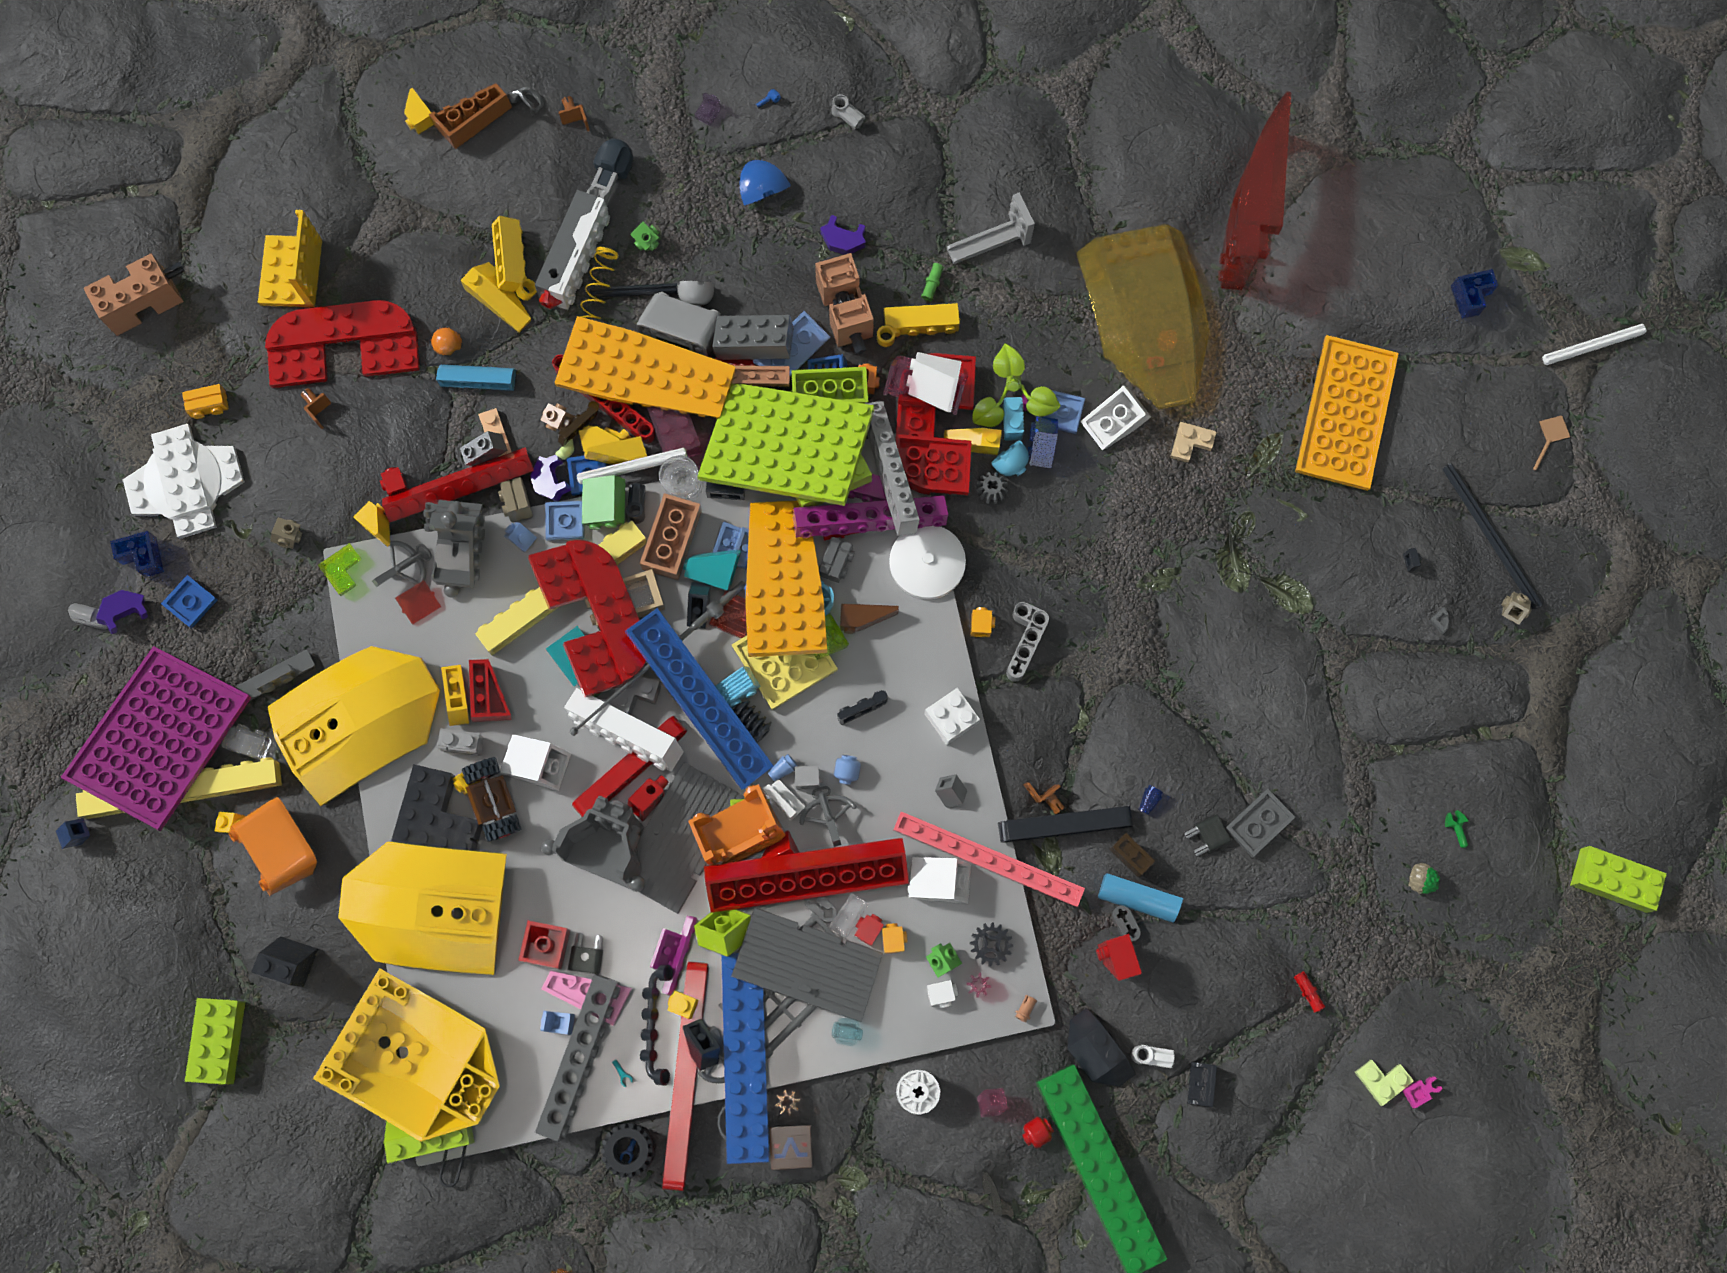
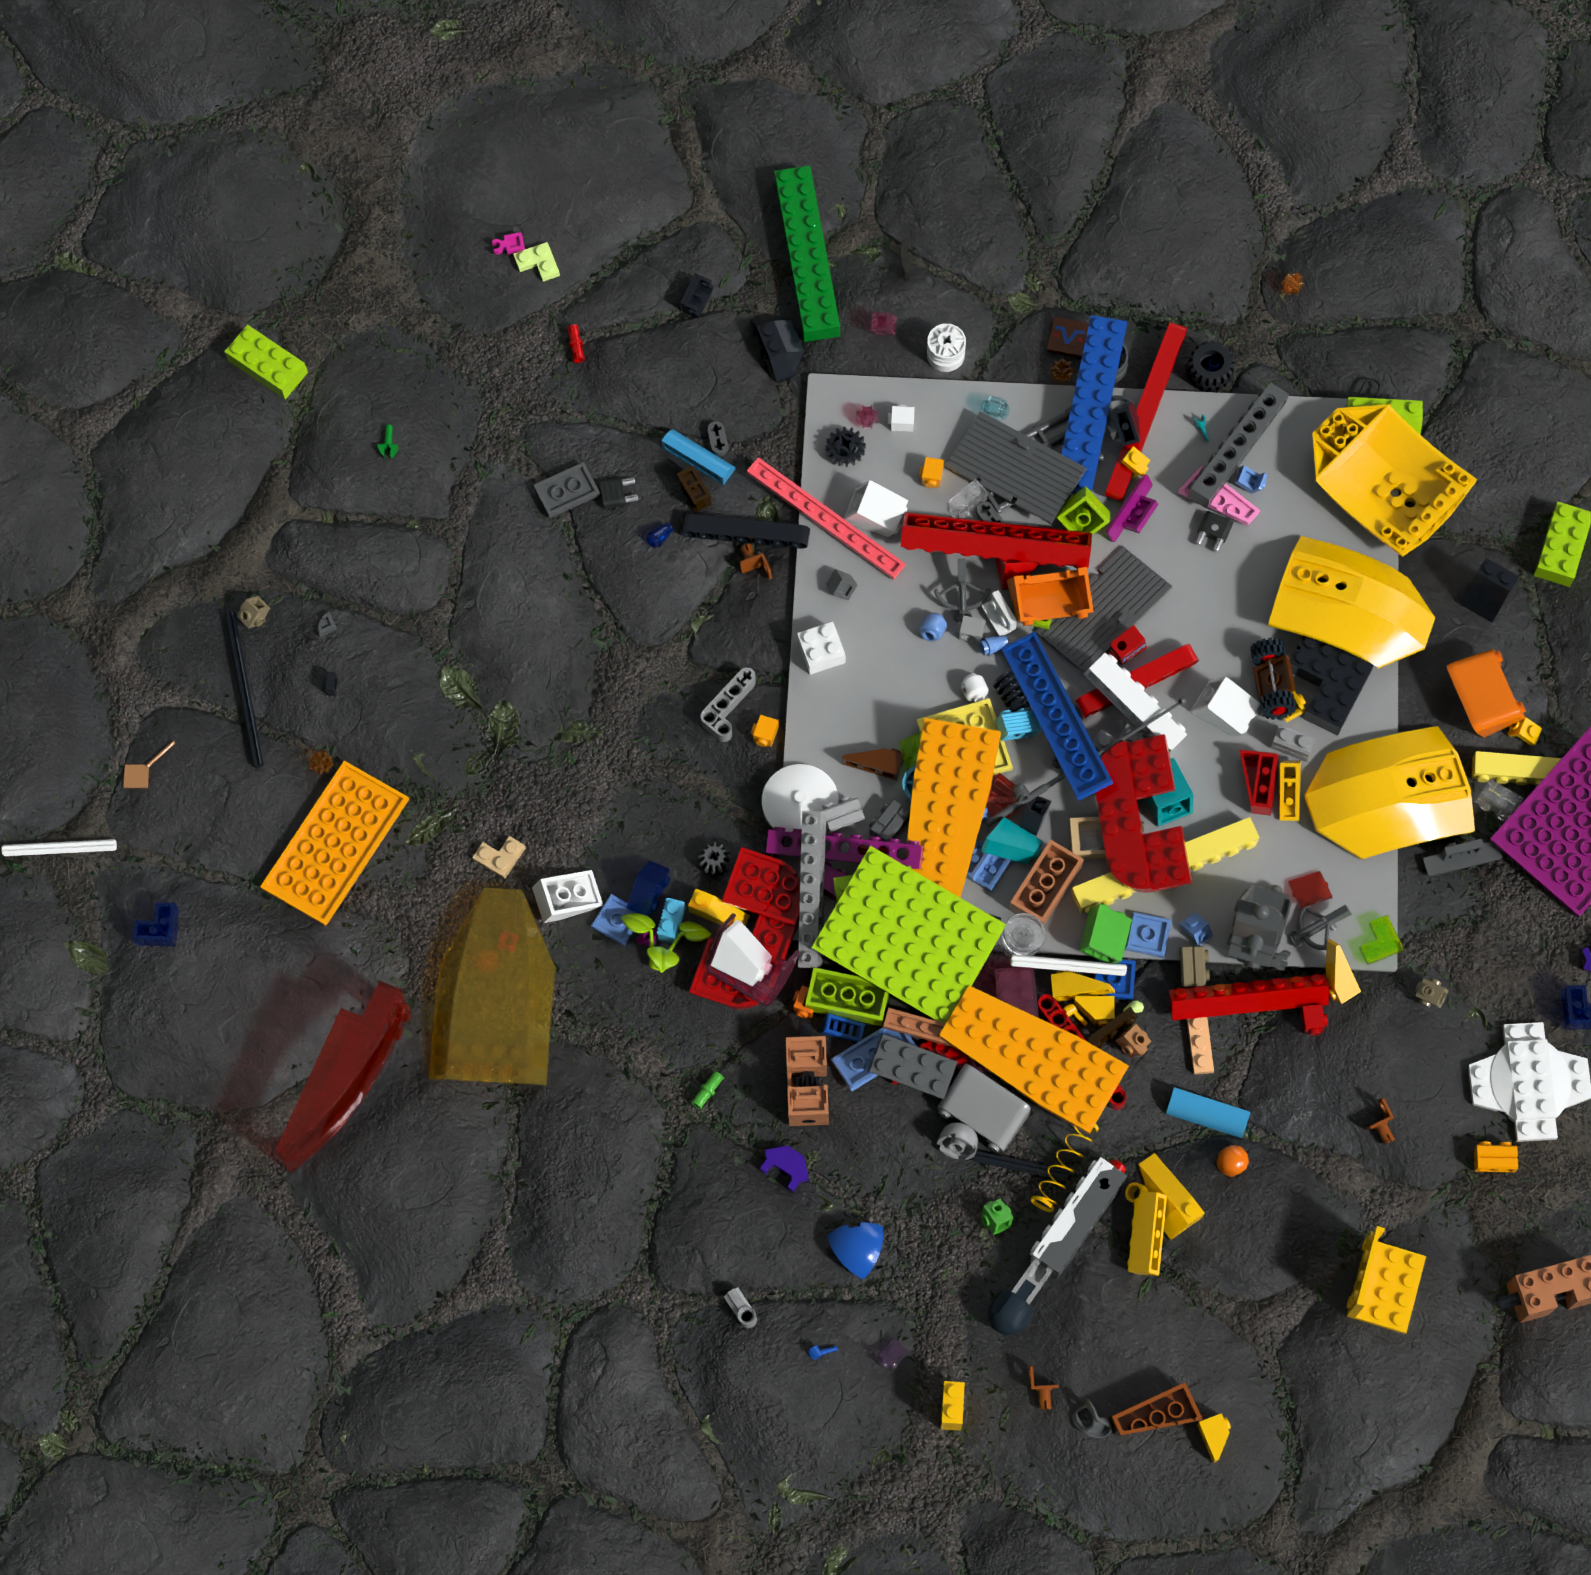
camera: 160 degrees left, 5 degrees down
(189, 601) = (1538, 952): blue plate -> none
(299, 340) = (1297, 1190): red plate -> none
(483, 448) = (1215, 1024): dark grey brick -> none
(544, 944) = (1249, 542): slope -> none
(545, 479) = (1158, 980): piece -> none
(602, 843) = (1173, 612): dark grey piece -> none
(636, 501) = (1072, 931): black piece -> none
(644, 72) = (952, 1405): none -> yellow brick
(660, 1076) = (1170, 450): black bar -> none
(789, 716) = (974, 687): none -> white head
(862, 707) = (902, 678): black hinge -> none
(868, 929) = (951, 485): red brick -> none
(884, 552) = (842, 814): none -> light grey brick
(918, 320) = (733, 1050): yellow hinge -> none
(943, 959) = (892, 443): bright green brick -> none
(1012, 460) = (686, 878): medium azure cylinder -> none
(1019, 227) = (629, 1121): light grey bracket -> none
(1026, 1008) = (834, 386): nougat pin -> none
(1037, 1132) = (851, 294): red head -> none
(1119, 957) = (737, 403): red wedge -> none
(1154, 1056) = (731, 326): white piece -> none
(1390, 481) = (321, 762): none -> clear orange gear
(1424, 879) = (438, 404): piece -> none

